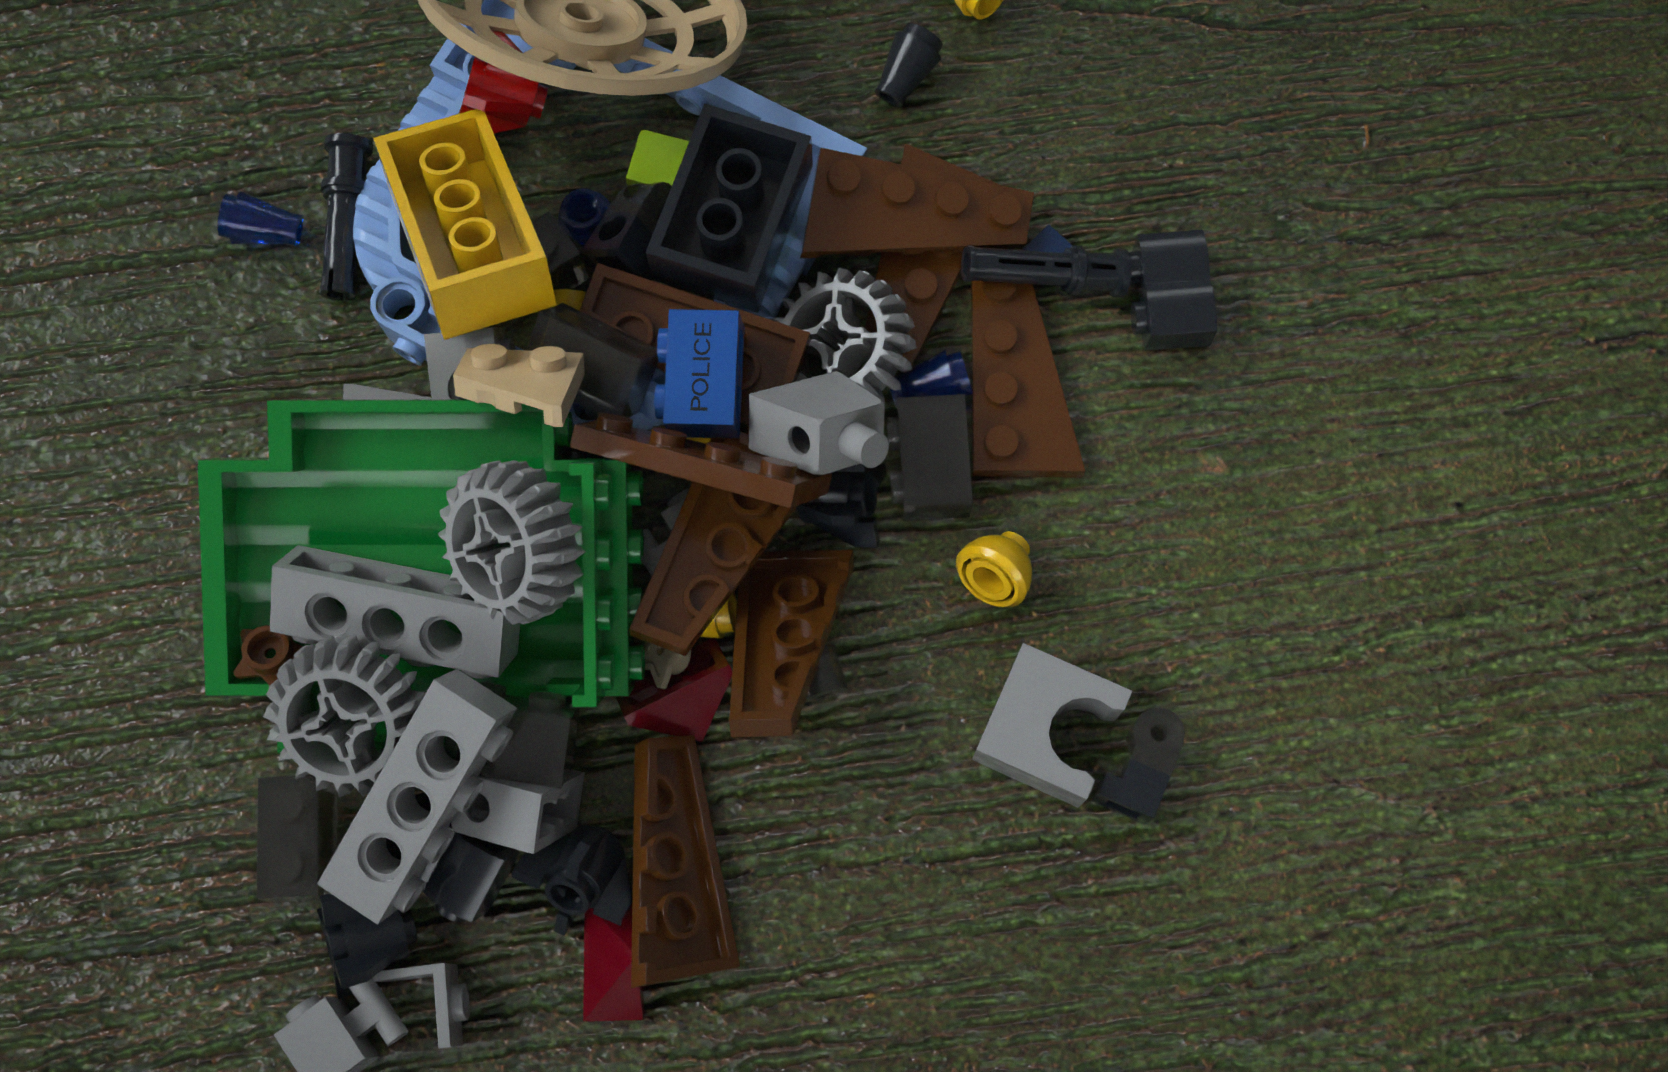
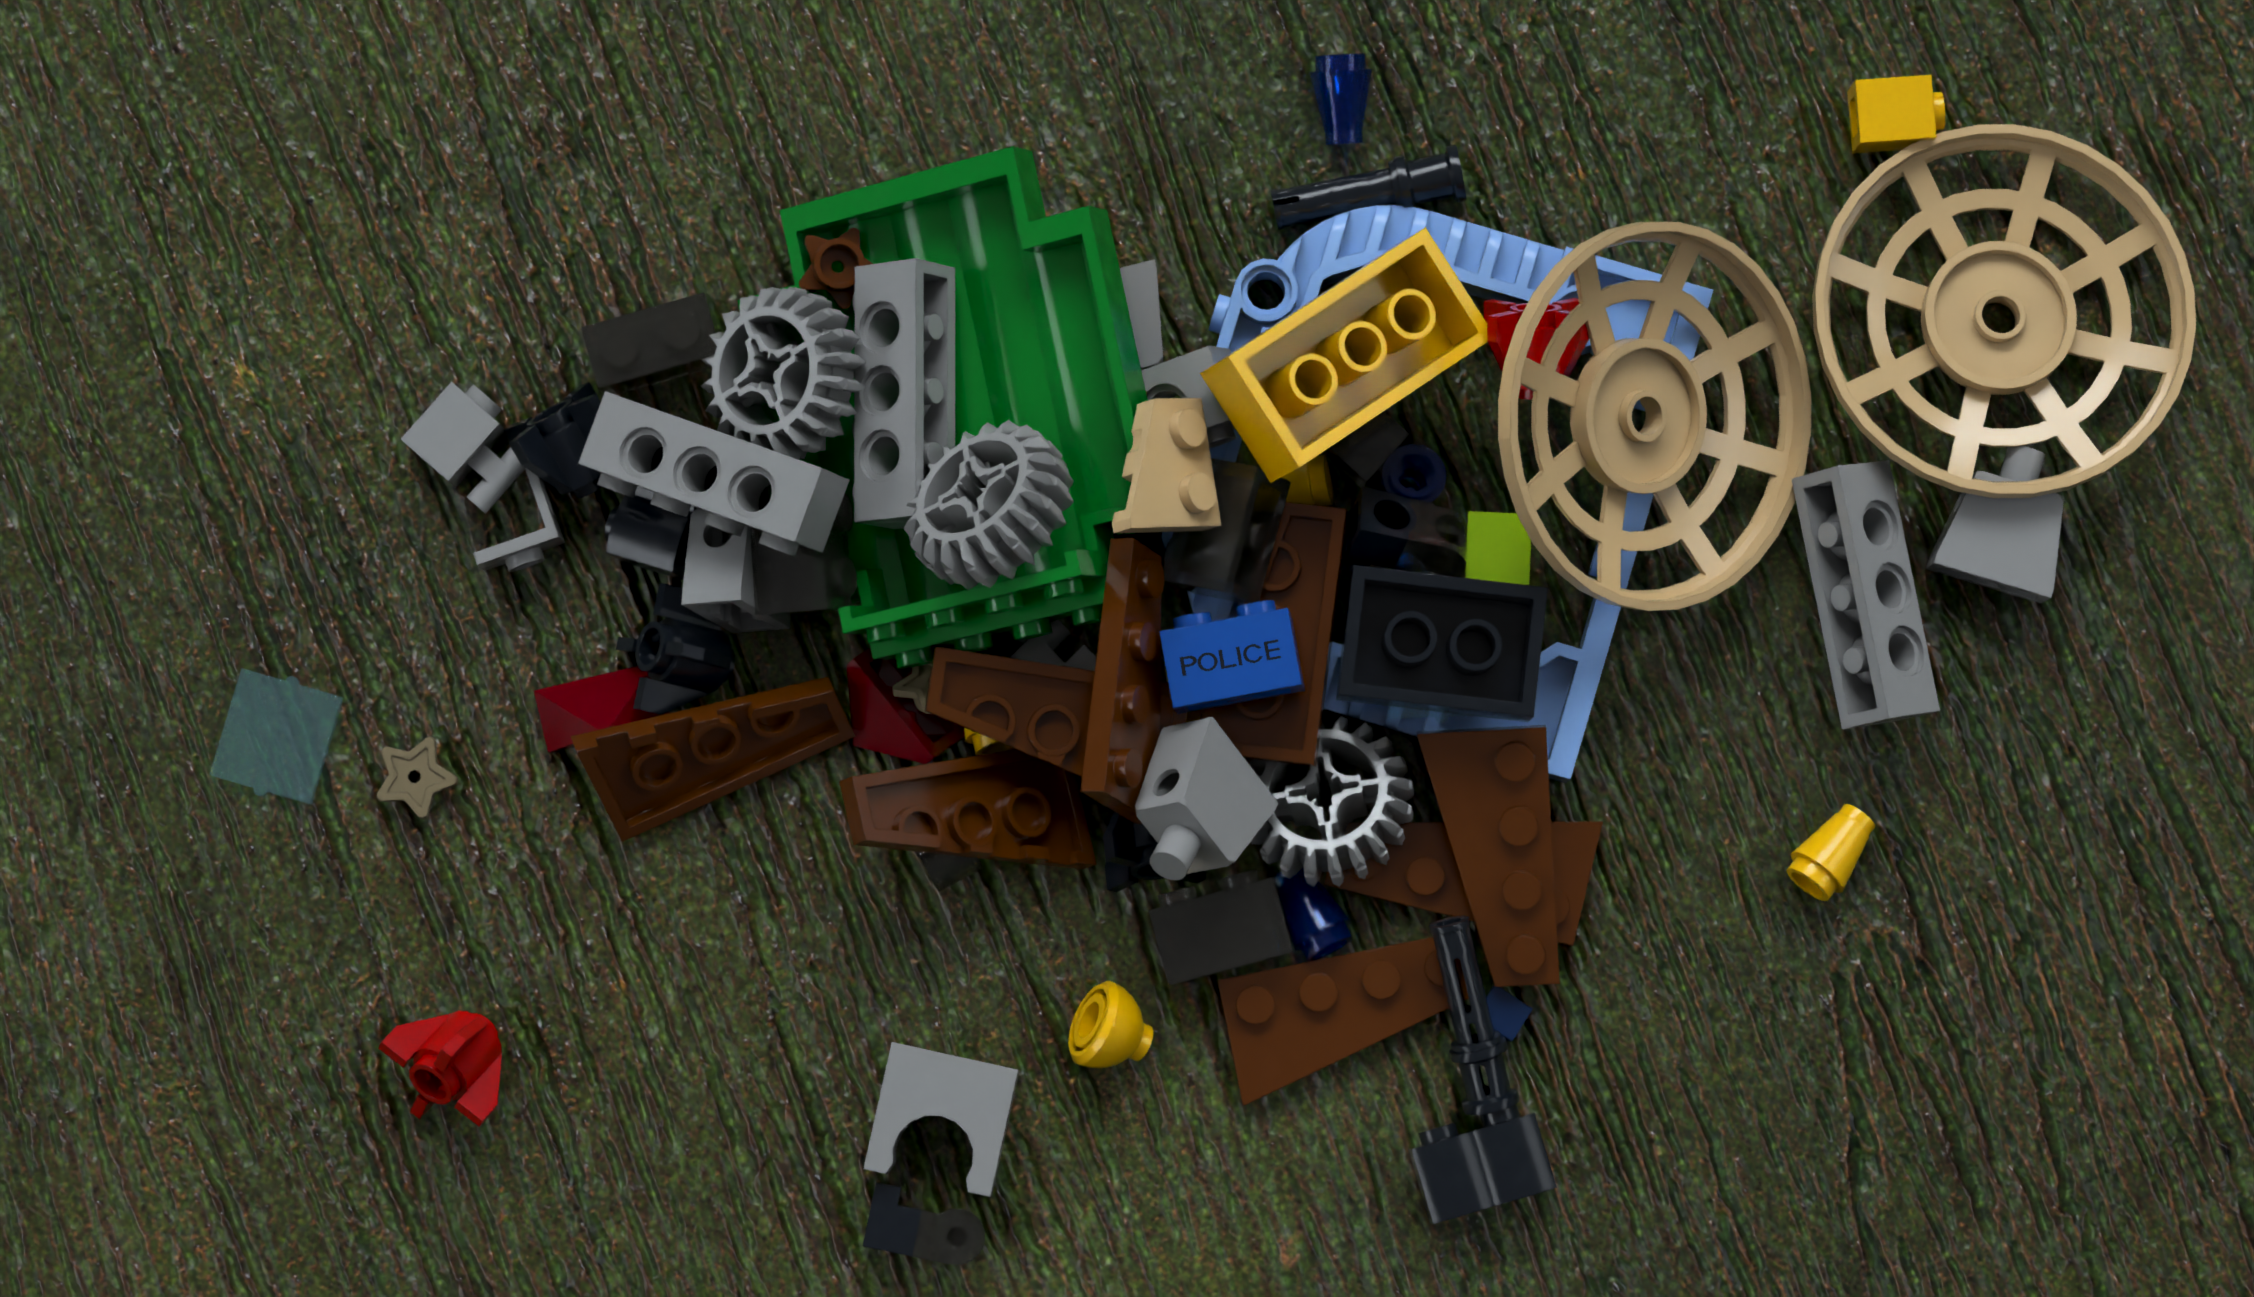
camera: 75 degrees right, 10 degrees up
(908, 63) = (1706, 803): black cone -> none

